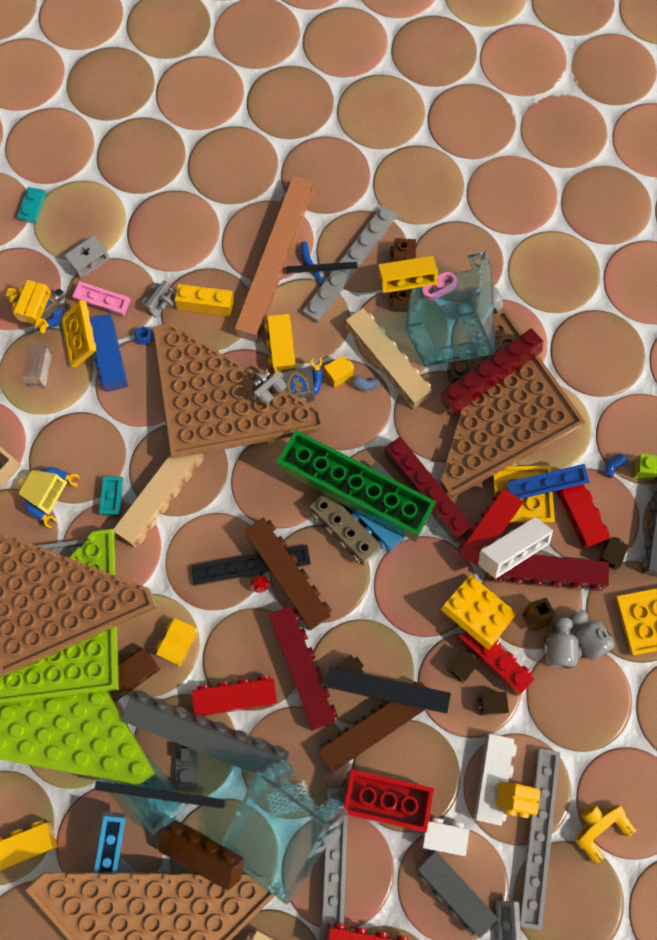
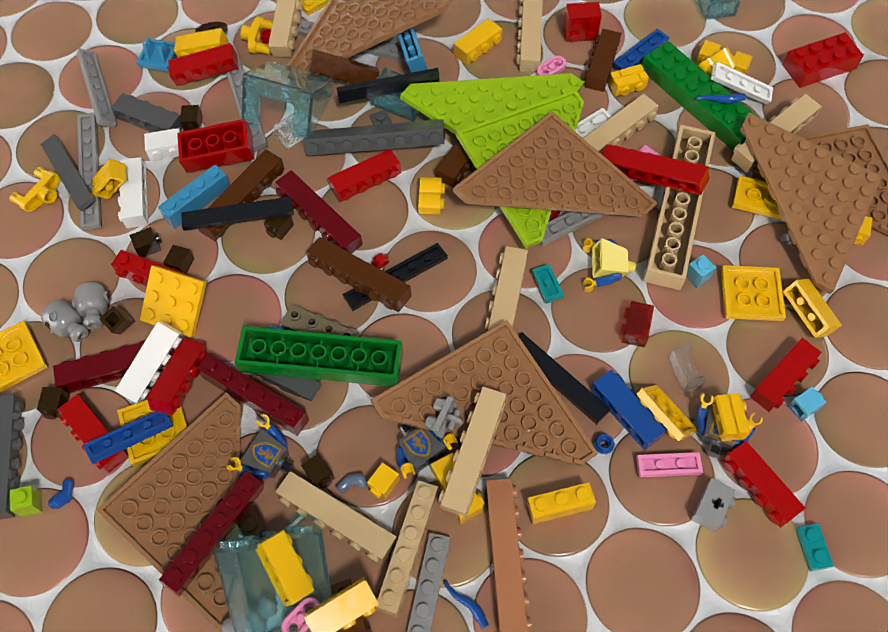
camera: 160 degrees right, 10 degrees down
(38, 253) = (763, 484): none -> red brick
(53, 423) = (637, 324): none -> clear red brick
(149, 403) = (566, 383): none -> black tile
(160, 299) = (606, 488): light grey hips -> none
(255, 352) = (473, 452): none -> tan brick
(321, 267) = (449, 597): black bar -> none
(335, 316) = (407, 549): none -> tan brick
(391, 399) = (318, 472): none -> dark brown brick
(405, 865) = (191, 117): none -> dark brown brick
(427, 743) = (194, 195): none -> dark azure brick
(432, 429) = (265, 454): none -> torso
(441, 322) = (284, 568): none -> yellow brick
(565, 841) = (68, 172): none -> dark grey tile

